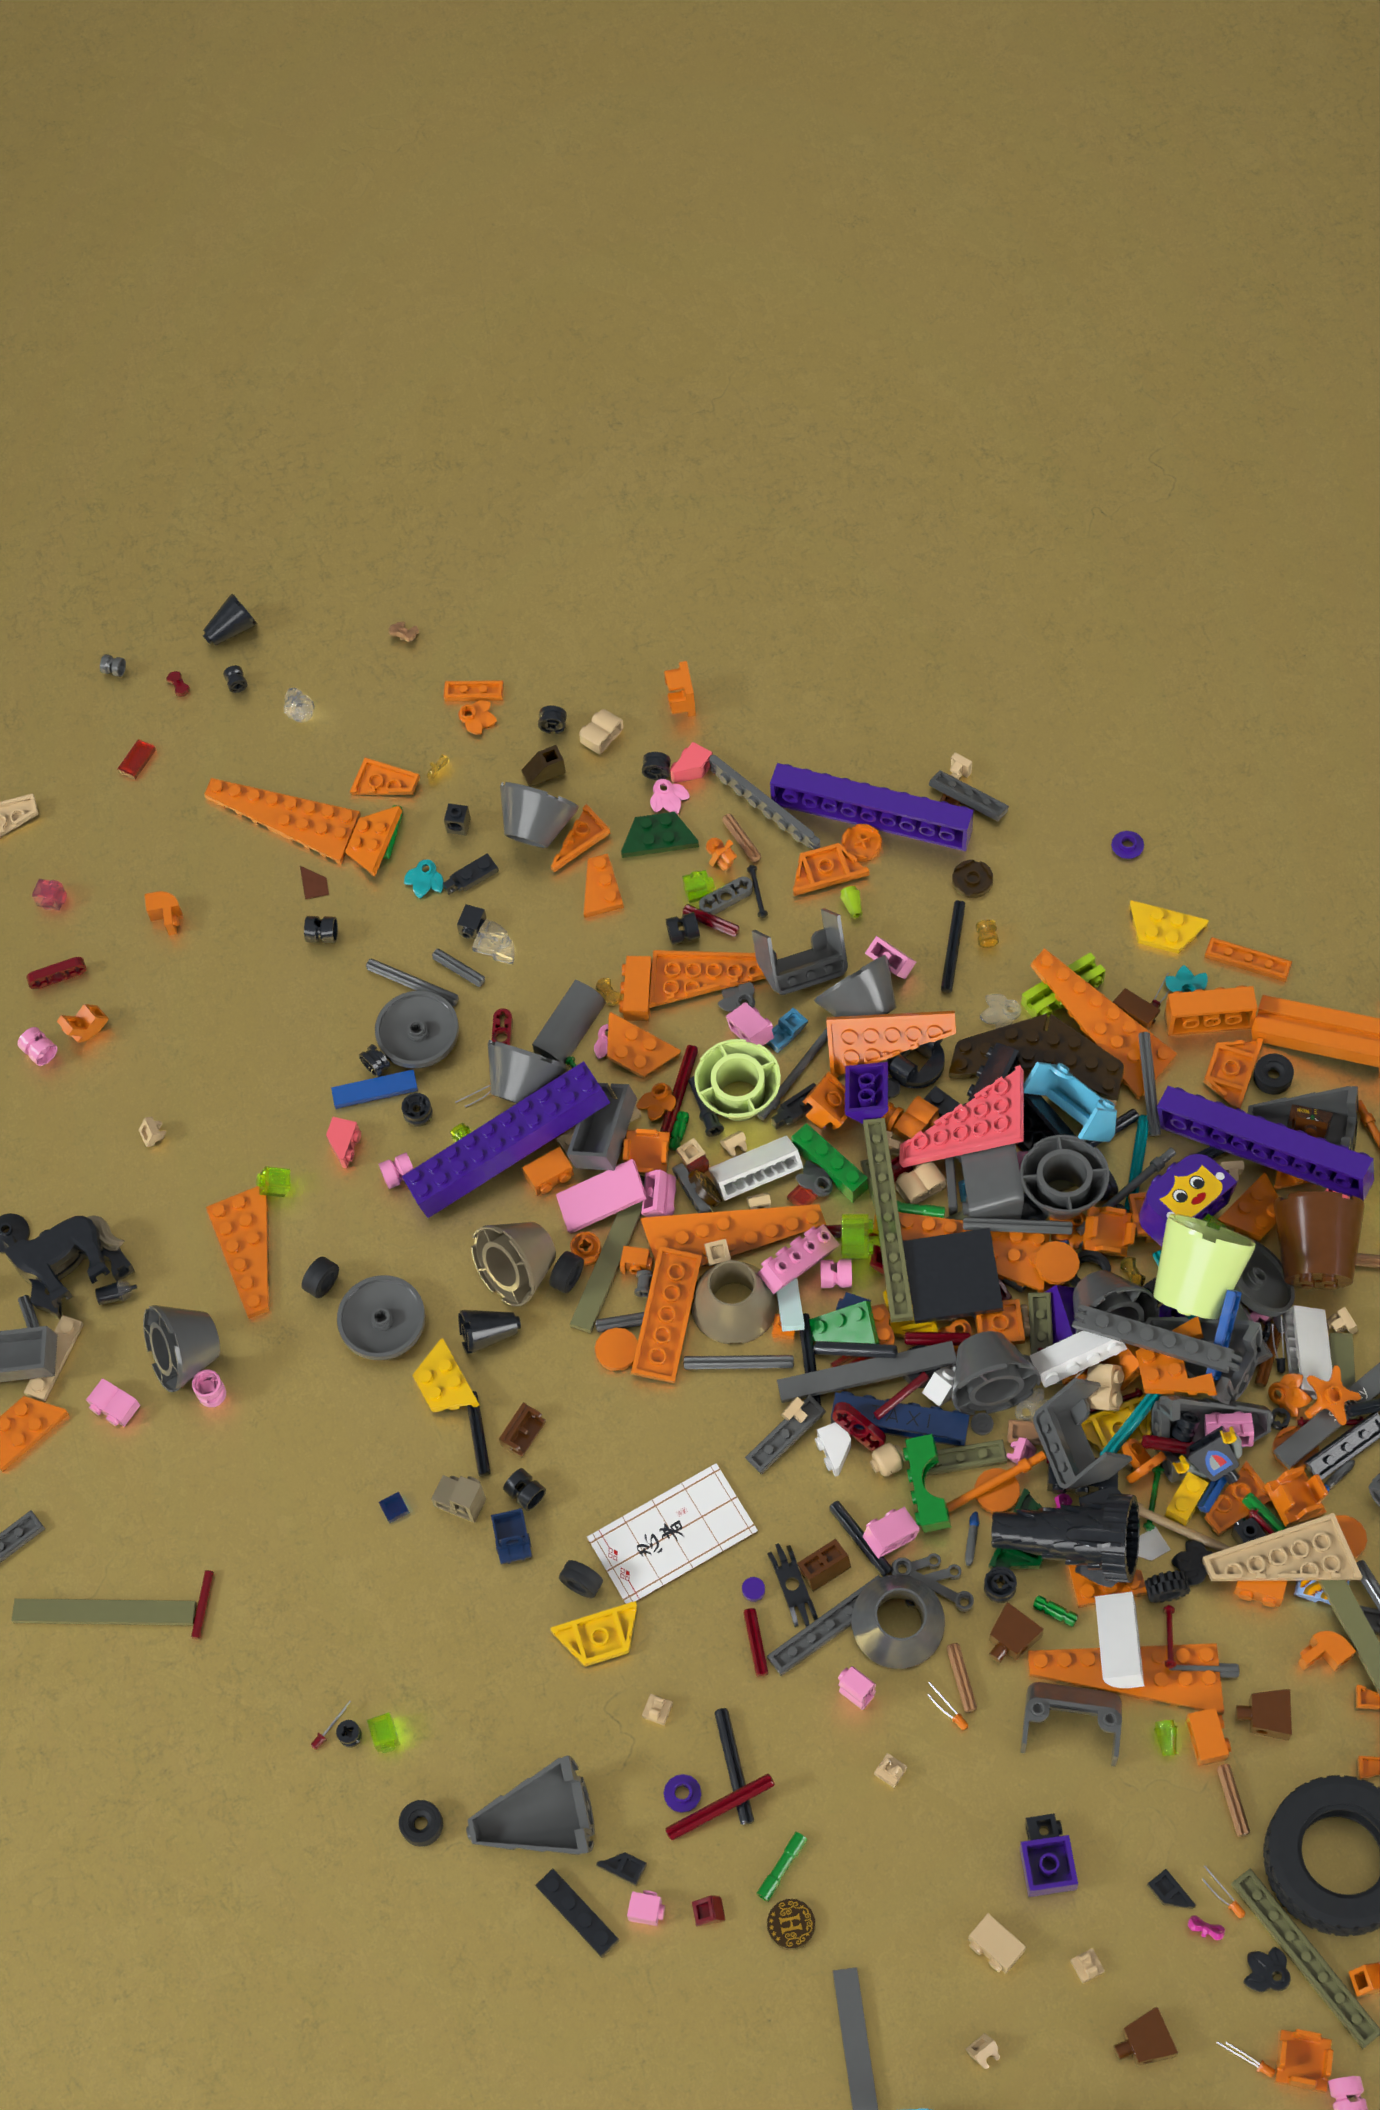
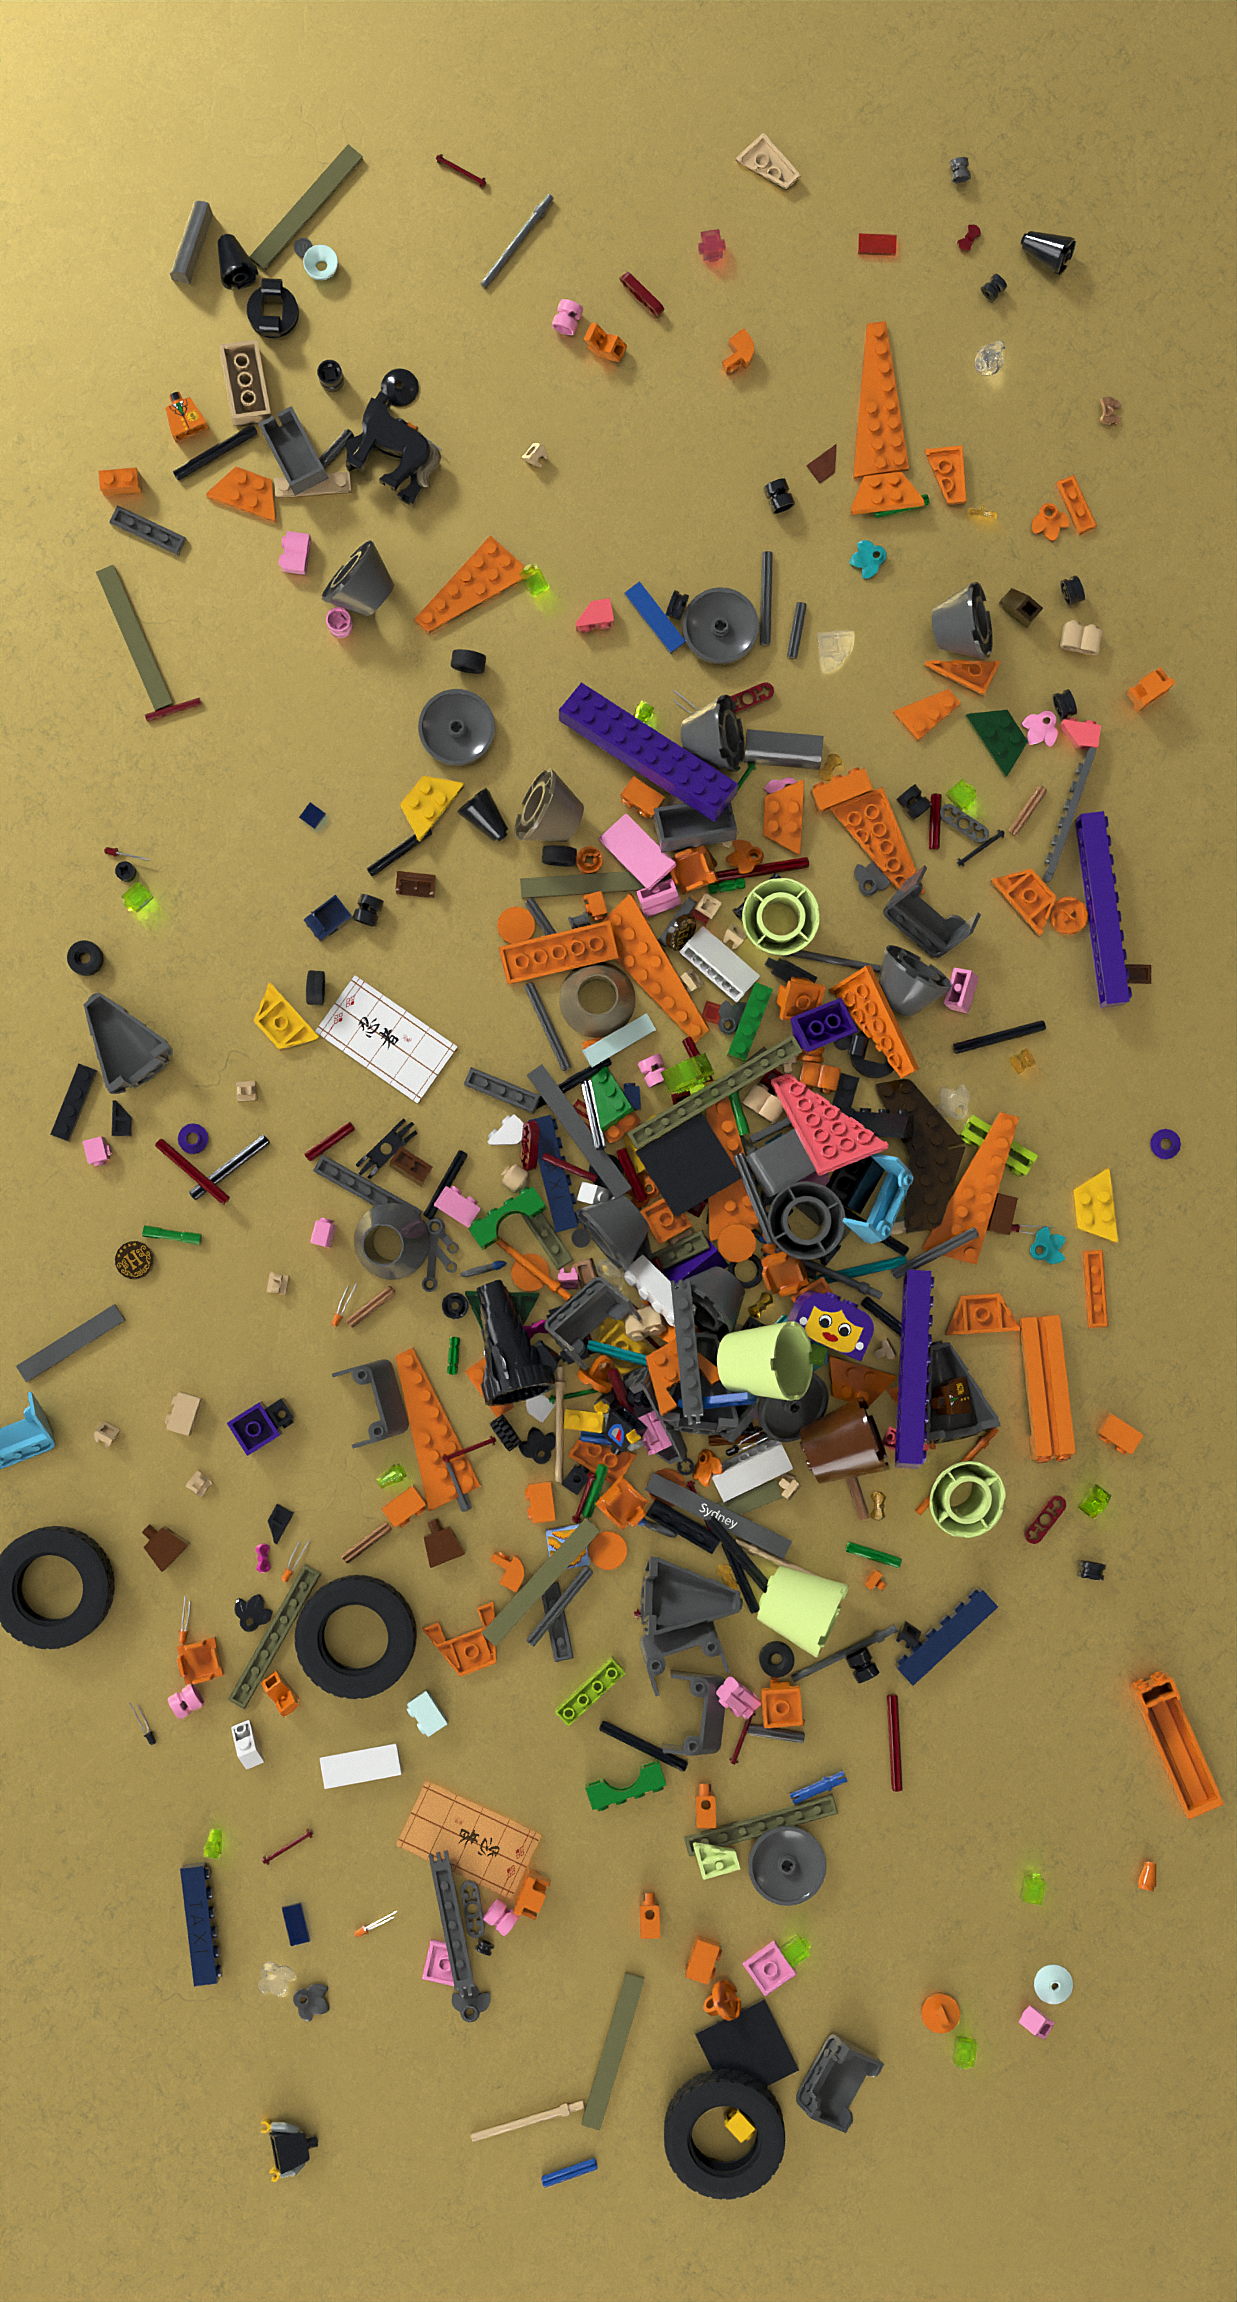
camera: 55 degrees right, 25 degrees up
(114, 1292) = (386, 502): black piece -> none
(394, 1170) = (587, 674): bright pink wheel -> none
(409, 1107) = (653, 655): black wheel -> none
(457, 819) = (936, 557): black brick -> none
(460, 1496) = (338, 863): dark tan brick -> none
(471, 874) = (890, 596): black hinge -> none
(471, 921) = (842, 619): black brick -> none
(708, 1910) = (117, 1196): dark red slope -> none
(717, 1252) = (626, 969): tan tile -> none
(721, 854) = (1000, 800): orange hips -> none
(750, 1025) = (843, 904): bright pink brick -> none
(753, 1589) = (369, 1120): dark purple tile -> none
(787, 1029) = (857, 931): dark azure slope -> none
(794, 1410) = (518, 1089): tan tile -> none
(798, 1258) = (648, 1036): bright pink brick -> none
(851, 898) = (1004, 933): lime cone -> none
(960, 766) = (1180, 968): tan tile -> none
(968, 795) = (1155, 987): dark grey tile -> none
(972, 878) = (1073, 1025): dark brown tile -> none
(1013, 1634) = (419, 1331): reddish brown torso -> none
(1119, 1640) = (446, 1413): white brick -> none
(1210, 1010) = (1025, 1277): orange brick -> none
(1273, 1085) = (1002, 1354): black tyre -> none
(1297, 1553) = (573, 1524): tan wing -> none
(1331, 1396) = (714, 1501): orange animal -> none

